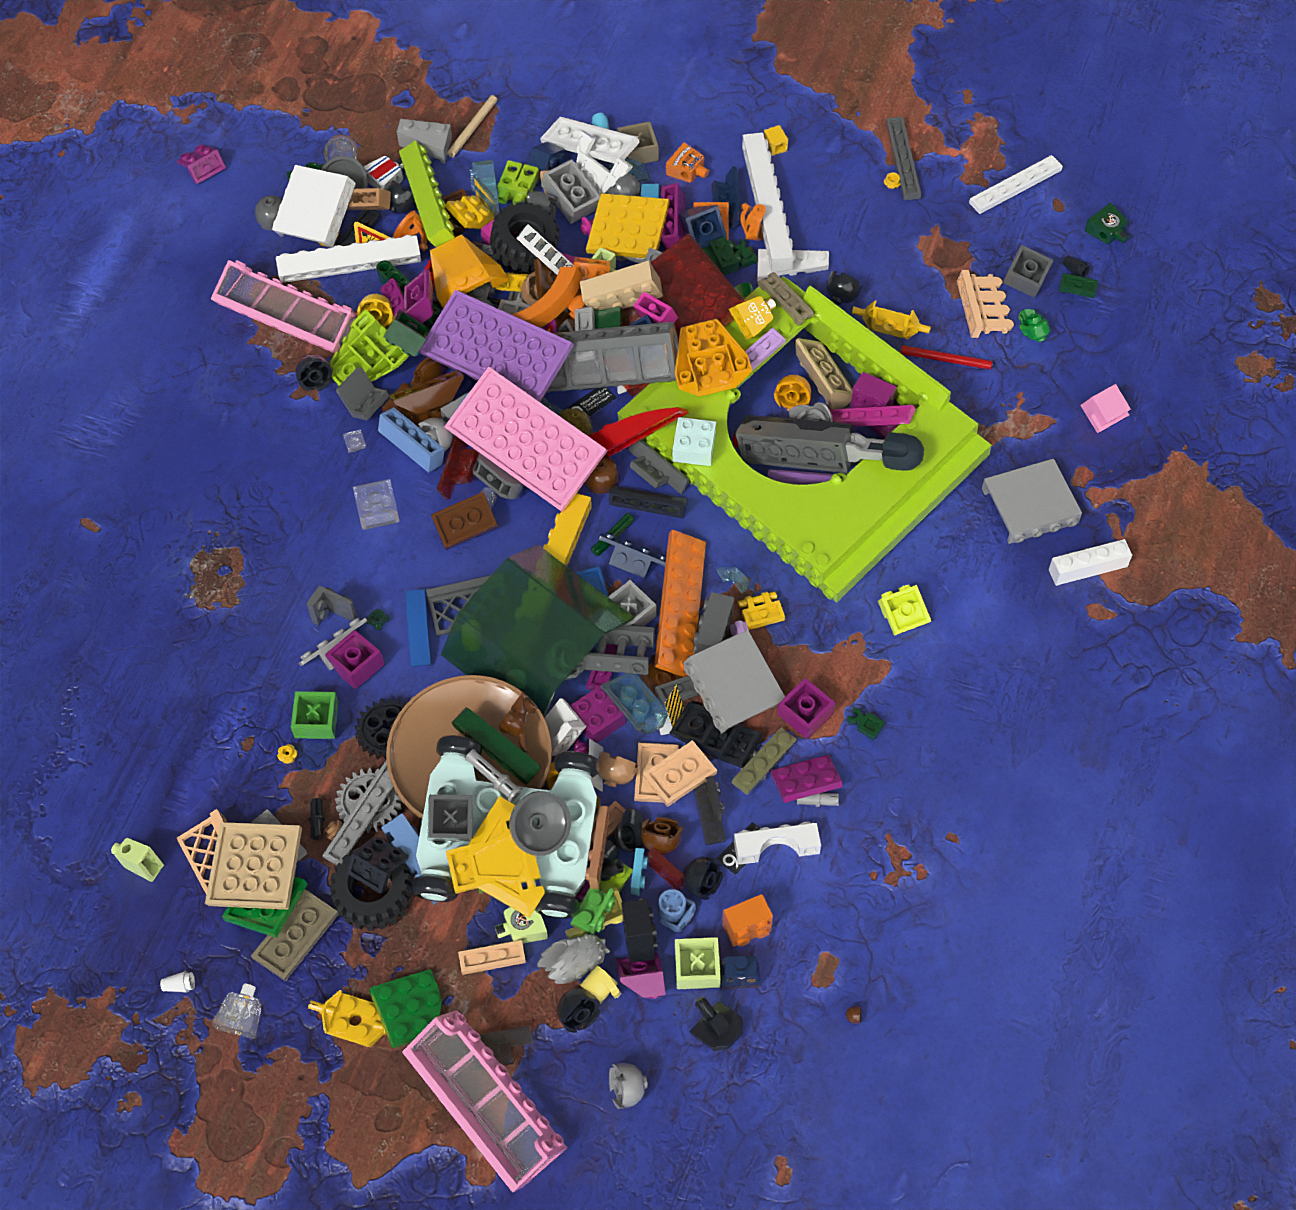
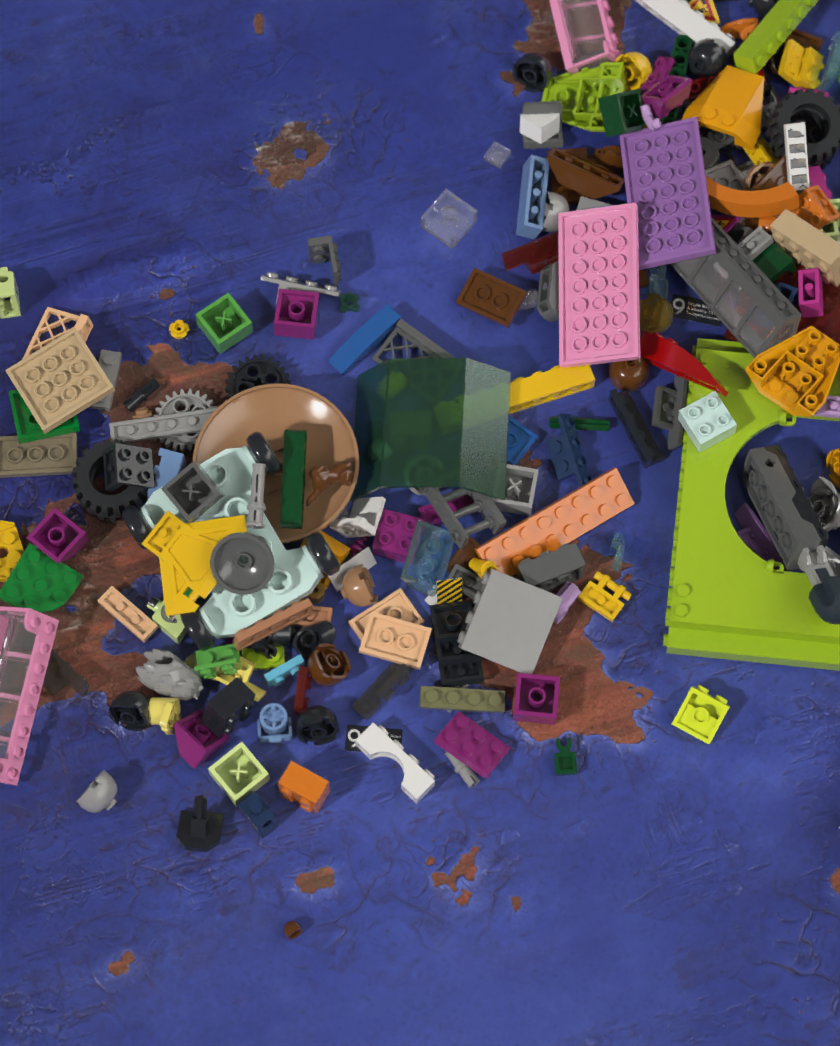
camera: 50 degrees right, 10 degrees up
(360, 397) = (539, 126): none -> white slope
(382, 962) = (58, 536): none -> magenta slope
(411, 260) = (707, 58): none -> black cylinder
(425, 321) = (652, 123): none -> lavender arm
(674, 670) = (480, 566): none -> yellow cone

